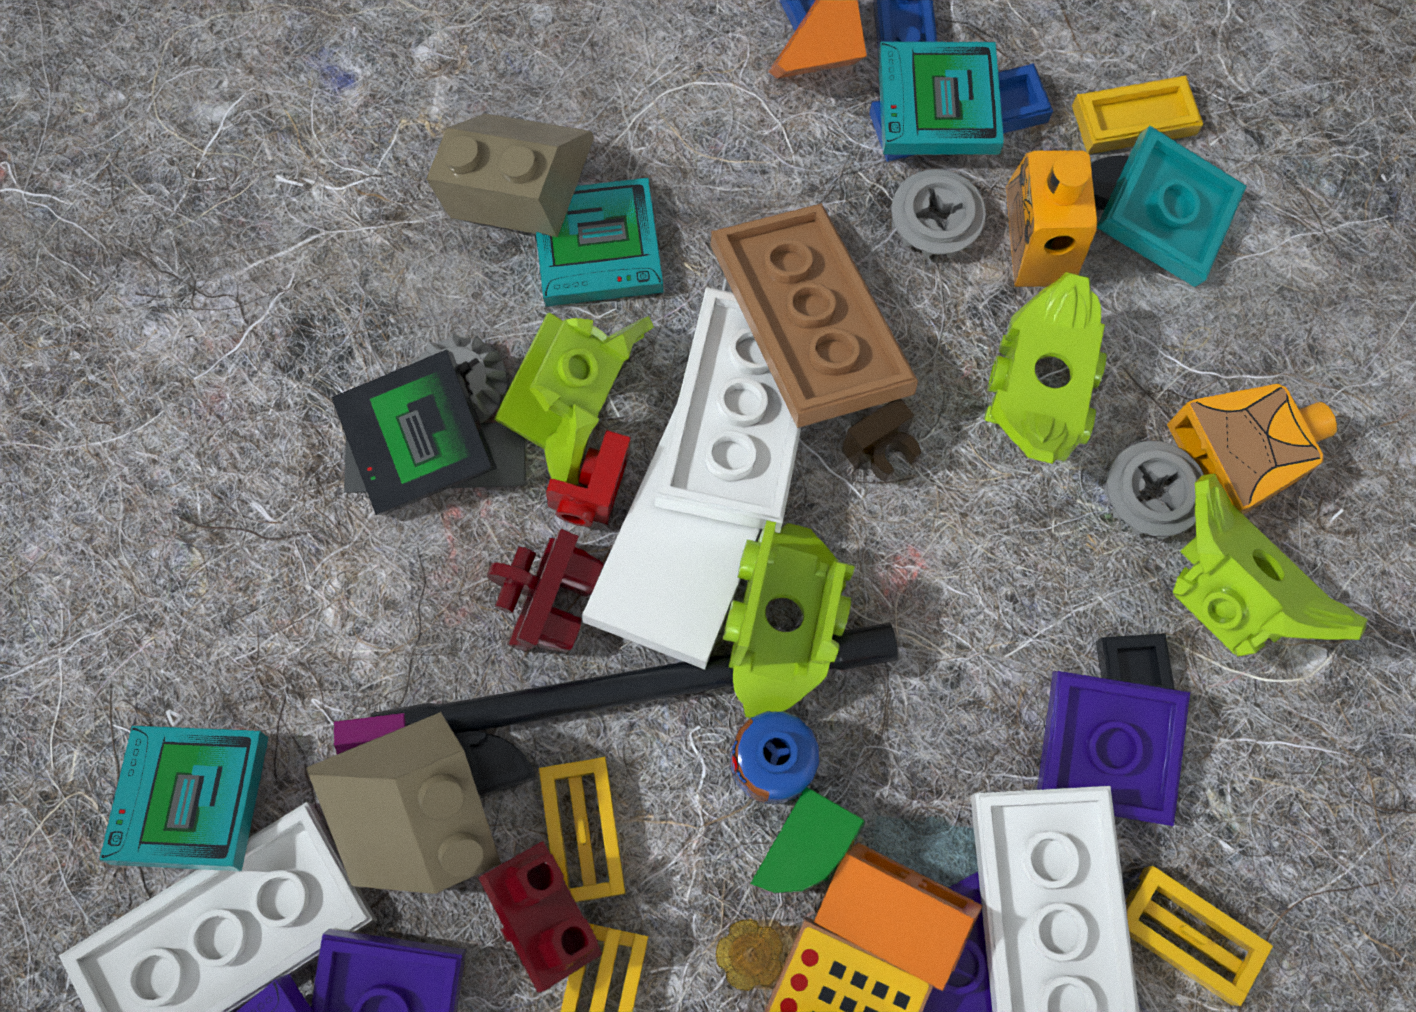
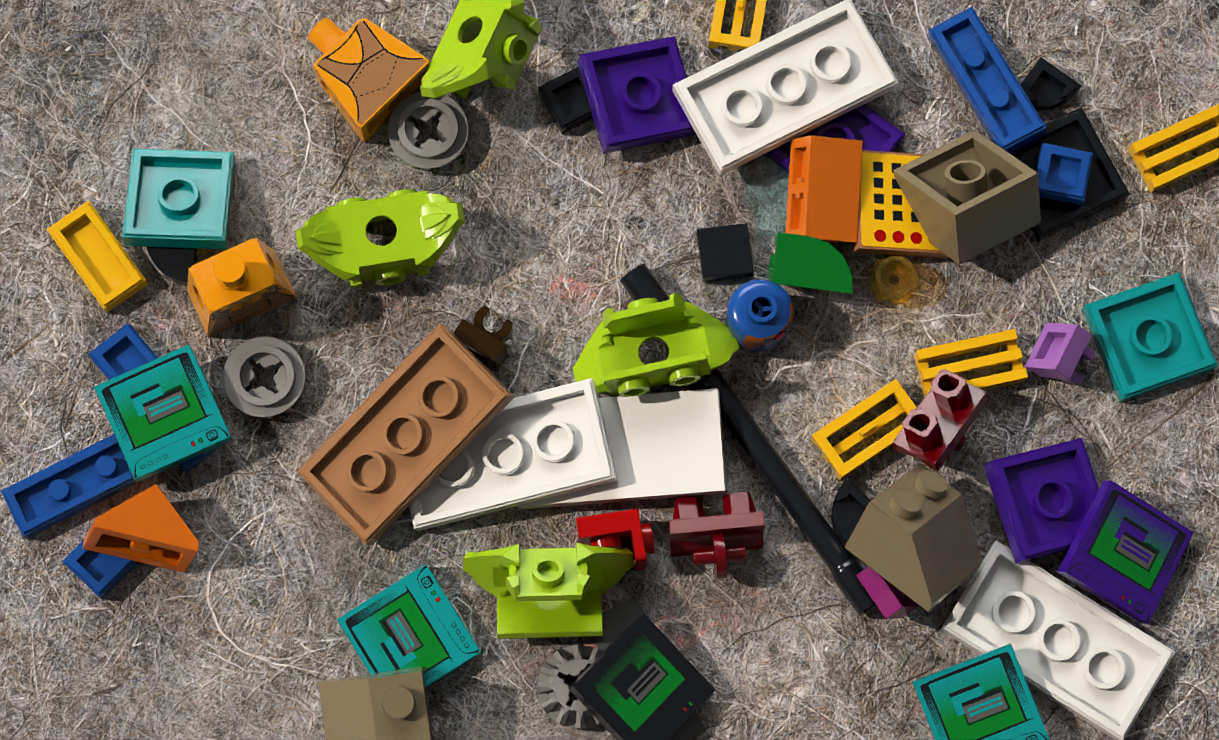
camera: 115 degrees left, 5 degrees up
(873, 761) = (724, 252): none -> black tile

